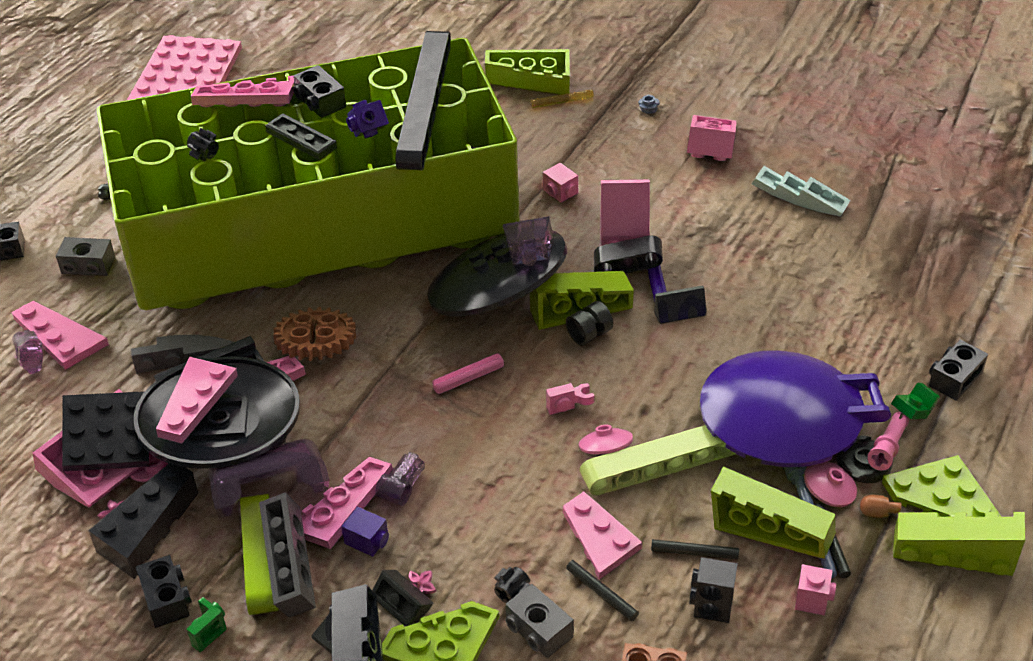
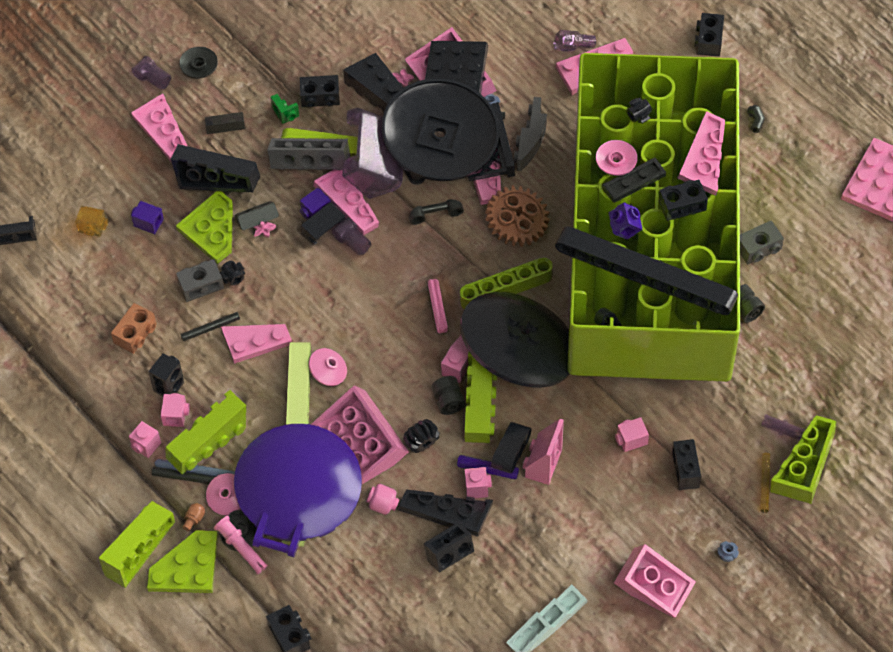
camera: 110 degrees right, 15 degrees up
(193, 397) = (454, 115): bright pink wing -> none
(278, 147) = (616, 151): none -> bright pink dish
(342, 426) = (454, 209): none -> pearl dark grey bar
(400, 512) = (321, 223): none -> black hinge
(415, 319) = (513, 277): none -> lime beam
(500, 91) = (783, 427): none -> pin
(528, 330) = (456, 360): none -> bright pink slope
(529, 240) = (505, 342): torso -> none
(565, 396) = (380, 354): bright pink plate -> none
(575, 140) = (686, 464): none -> black brick
(655, 326) = (421, 435): none -> black gear
(673, 383) = (365, 431): none -> bright pink slope
(680, 304) = (445, 470): pearl dark grey slope -> none
(684, 272) = (477, 482): none -> bright pink brick
(695, 549) = (215, 391): pearl dark grey bar -> none
(727, 290) = (447, 509): none -> black wing
(749, 338) = (382, 499): none -> bright pink head
(753, 576) = (174, 410): none -> bright pink brick
(775, 268) = (449, 547): none -> black brick
(917, 403) = (268, 582): green bracket -> none

